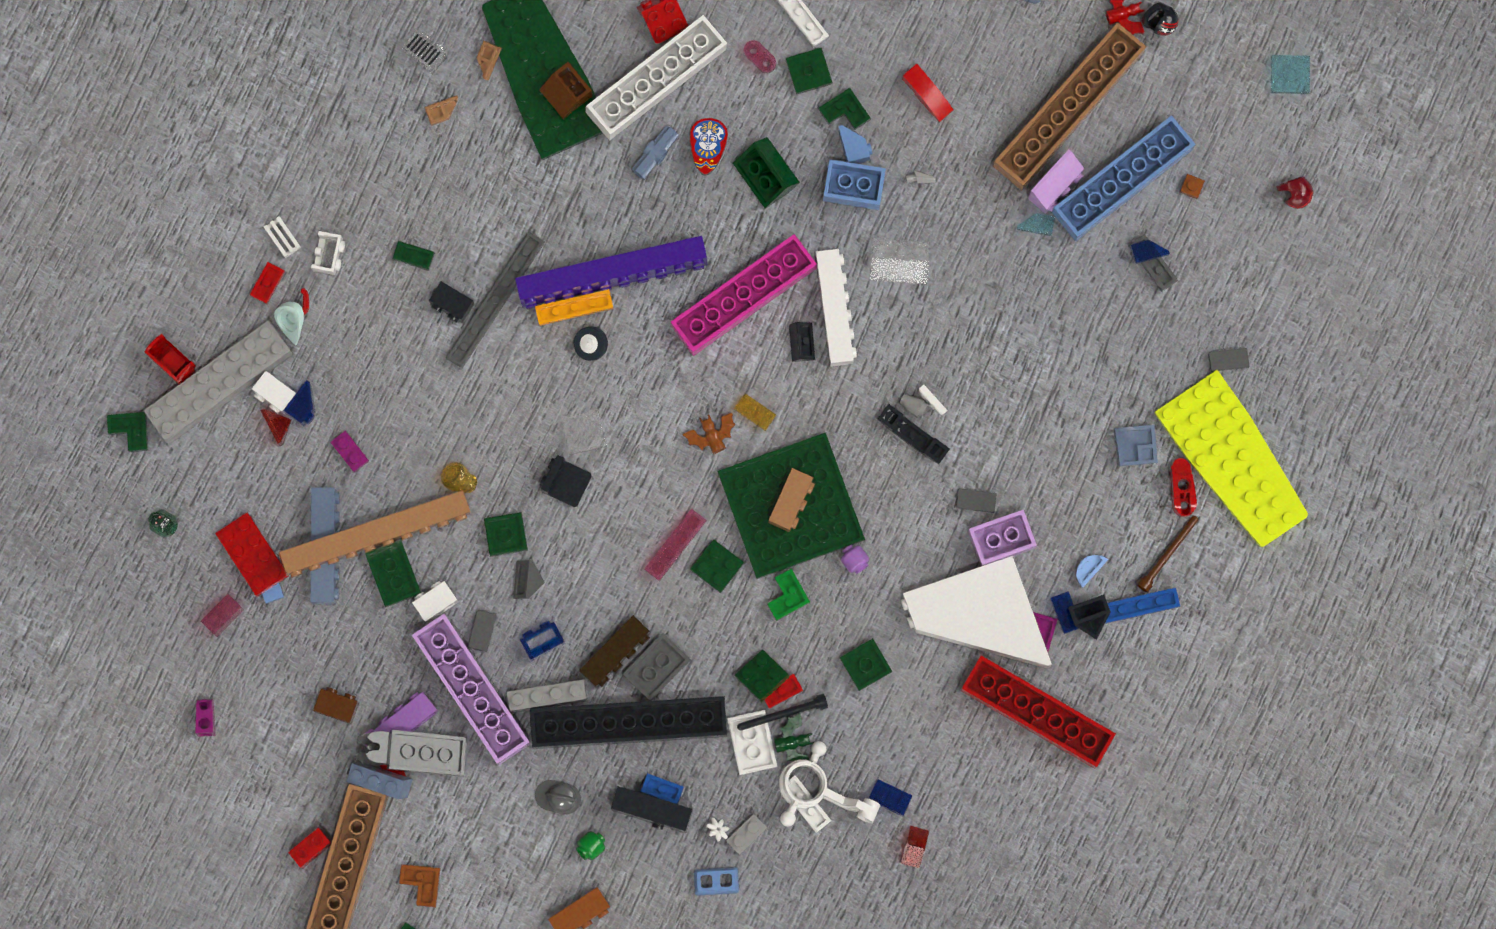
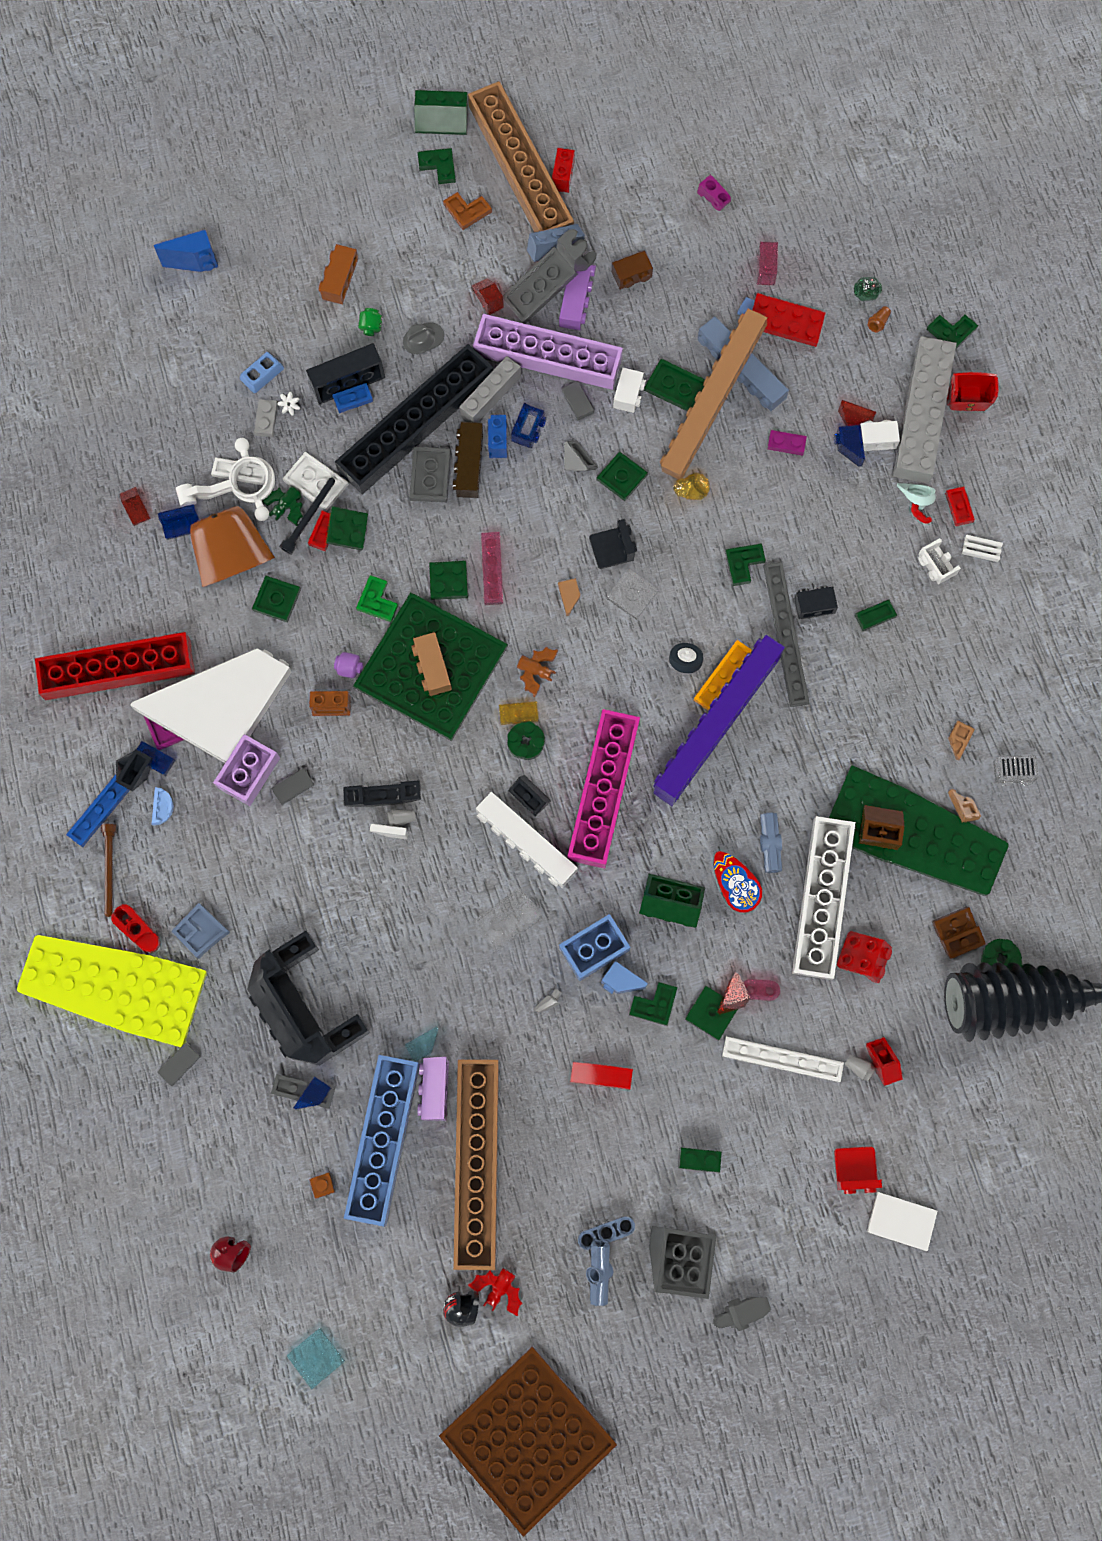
camera: 140 degrees right, 5 degrees down
(178, 489) = (878, 320): none -> dark orange cone
(472, 788) = (489, 296): none -> clear red slope
(478, 386) = (739, 560): none -> dark green plate
(575, 651) = (497, 436): none -> blue window
(633, 473) = (569, 594): none -> medium nougat tile
(762, 376) = (527, 730): none -> dark green plate
(783, 67) = (734, 996): none -> clear red slope
(868, 740) = (227, 545): none -> dark orange piece
(894, 539) = (330, 703): none -> dark orange window
(1118, 327) = (287, 1012): none -> black wedge

